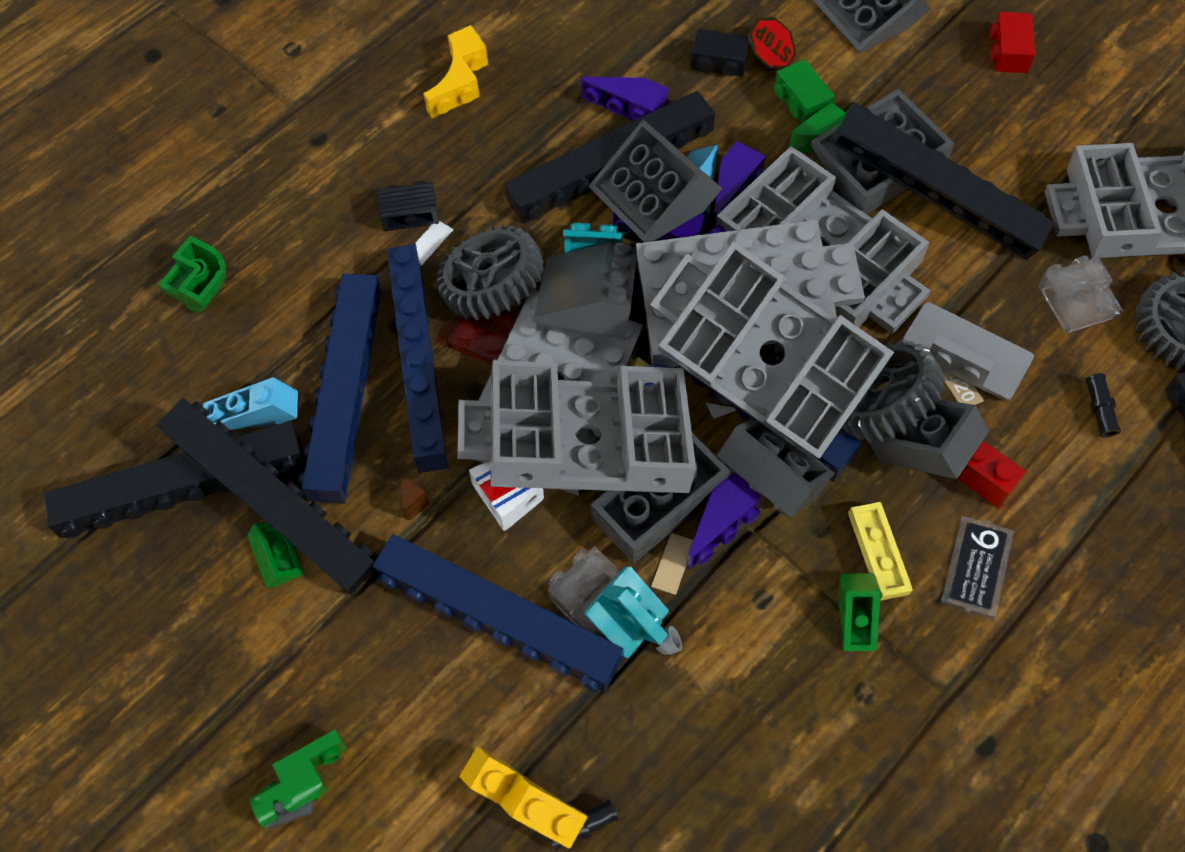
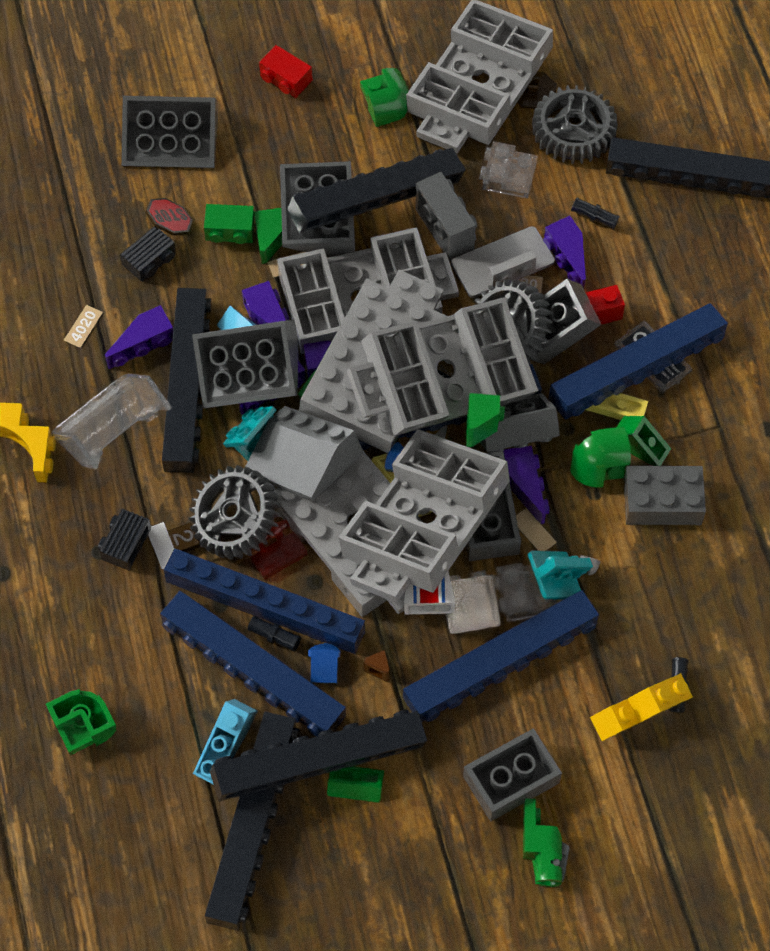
camera: 60 degrees left, 0 degrees up
(359, 700) = (512, 774): none -> dark grey brick
(384, 446) = (324, 663): none -> blue tile
(390, 385) = (274, 633): none -> black pin
(437, 251) = (183, 538): none -> dark brown tile
(515, 119) = (108, 416): none -> clear windscreen
(539, 545) = (474, 603): none -> clear plate
(610, 53) = (83, 326): none -> tan sticker
(734, 417) = (483, 417): none -> green slope
(801, 576) = (601, 457): none -> green brick
(807, 673) = (664, 495): none -> dark grey brick
(955, 551) = (637, 361): none -> dark blue brick
(969, 262) = (445, 215): none -> dark grey brick
(1039, 401) = (566, 243): none -> dark purple slope
(1060, 135) = (386, 96): none -> green brick

